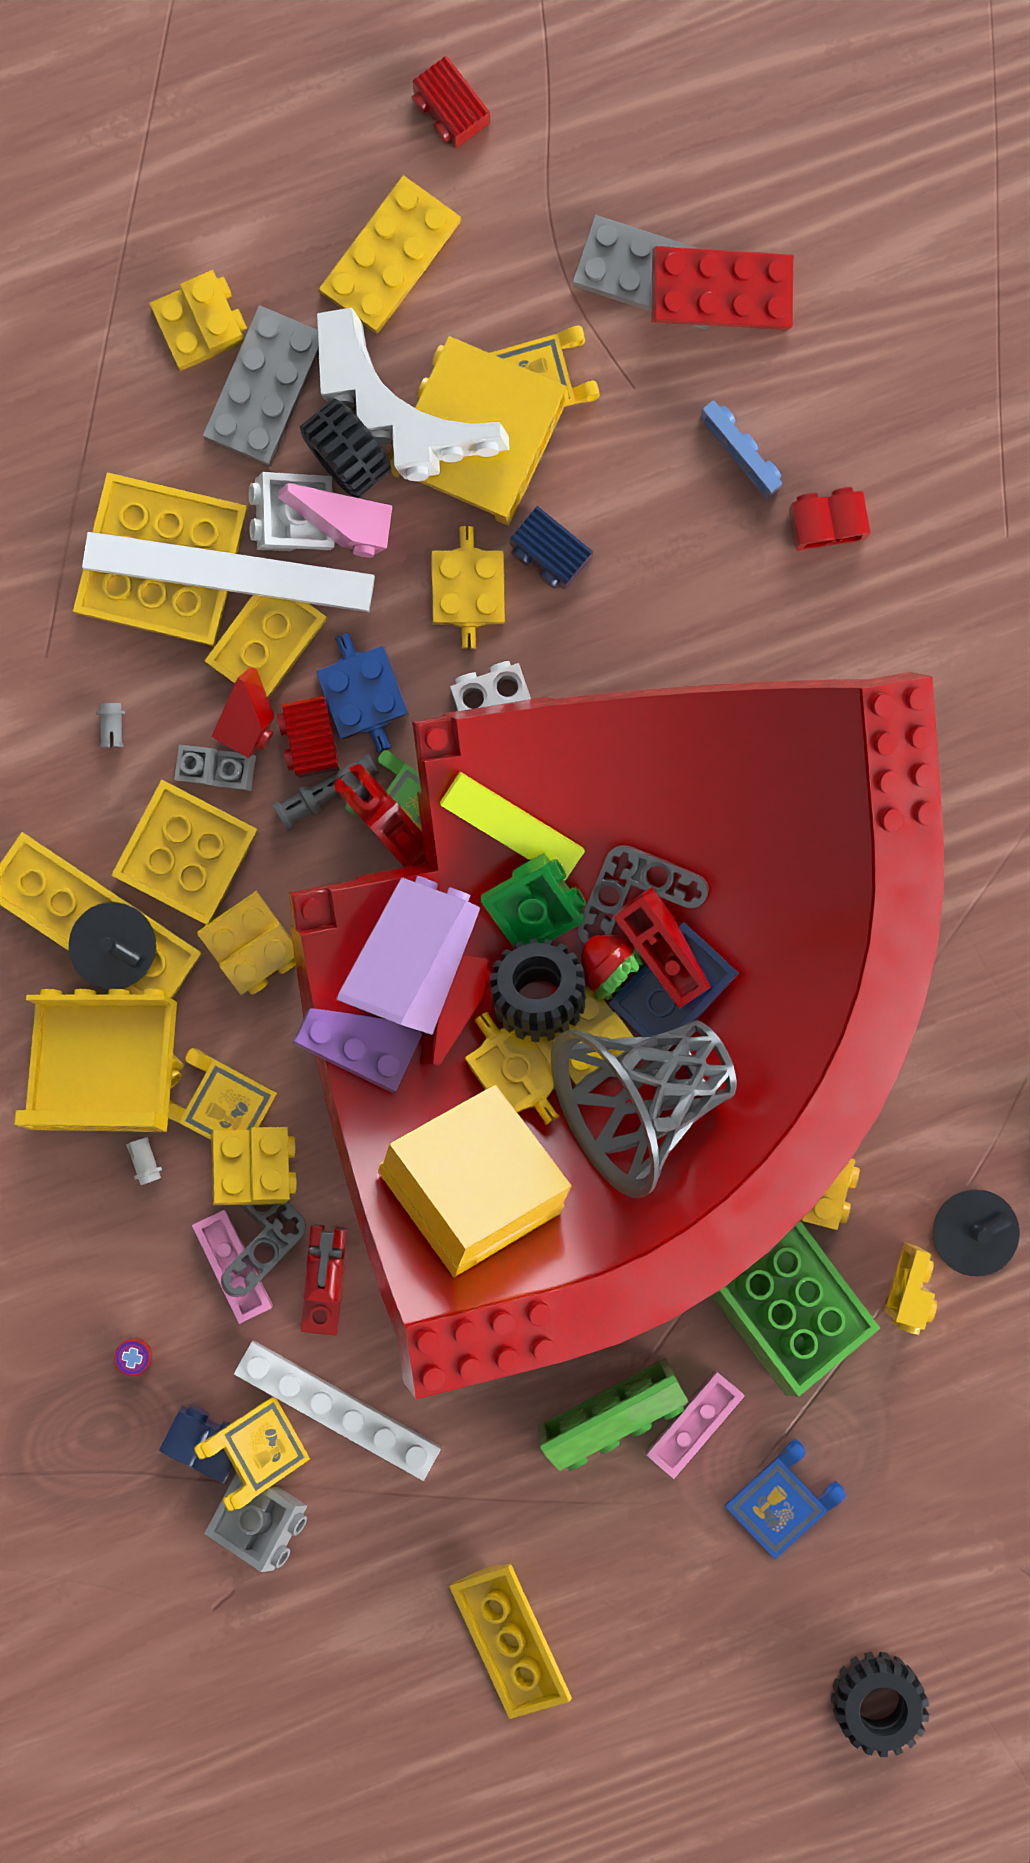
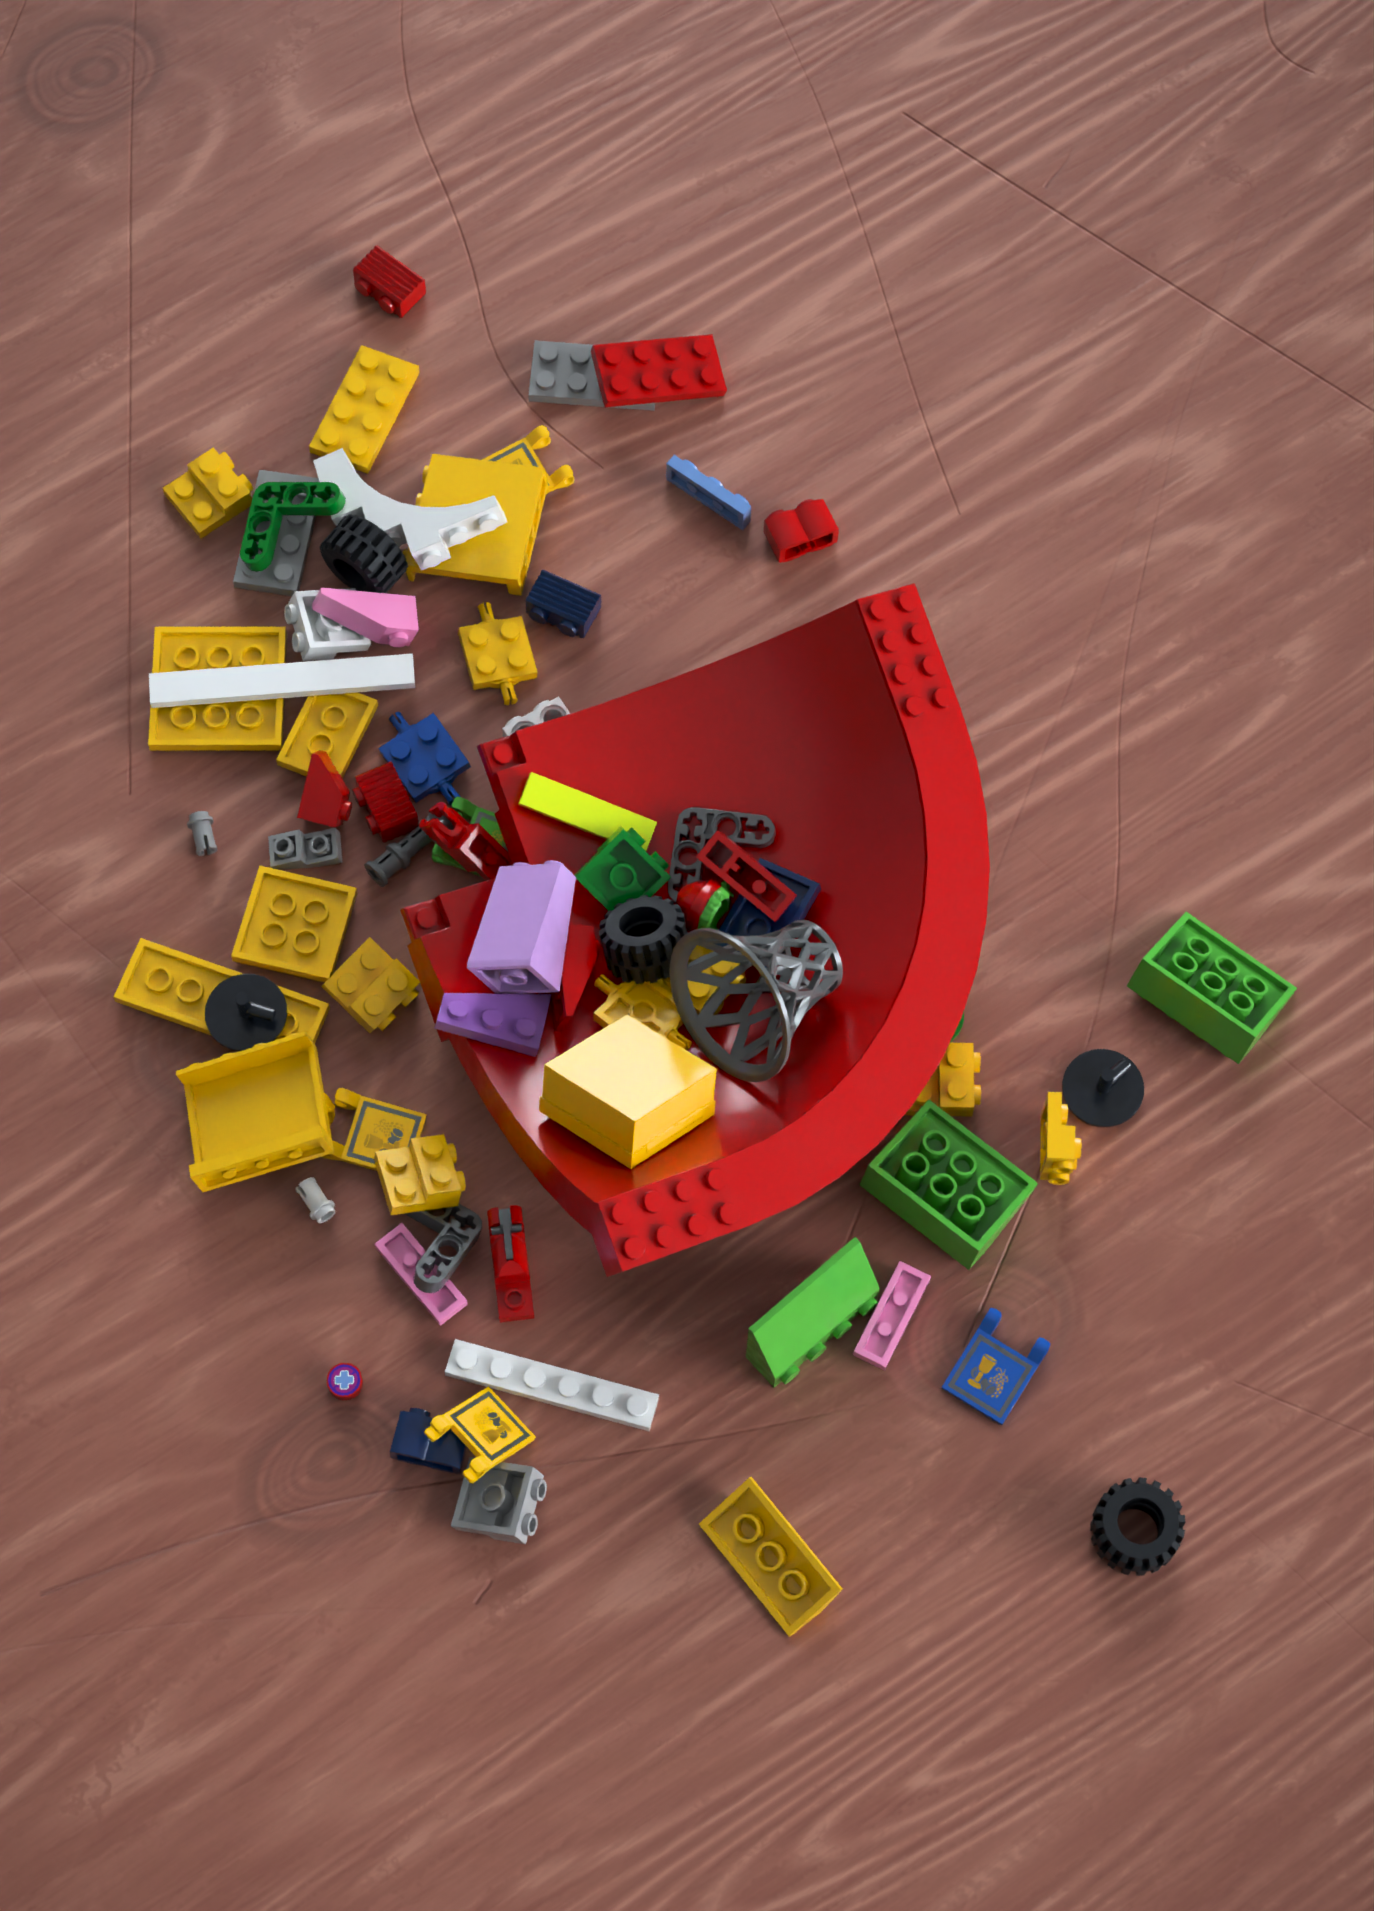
camera: 10 degrees left, 20 degrees down
(261, 366) = (274, 511): none -> green beam

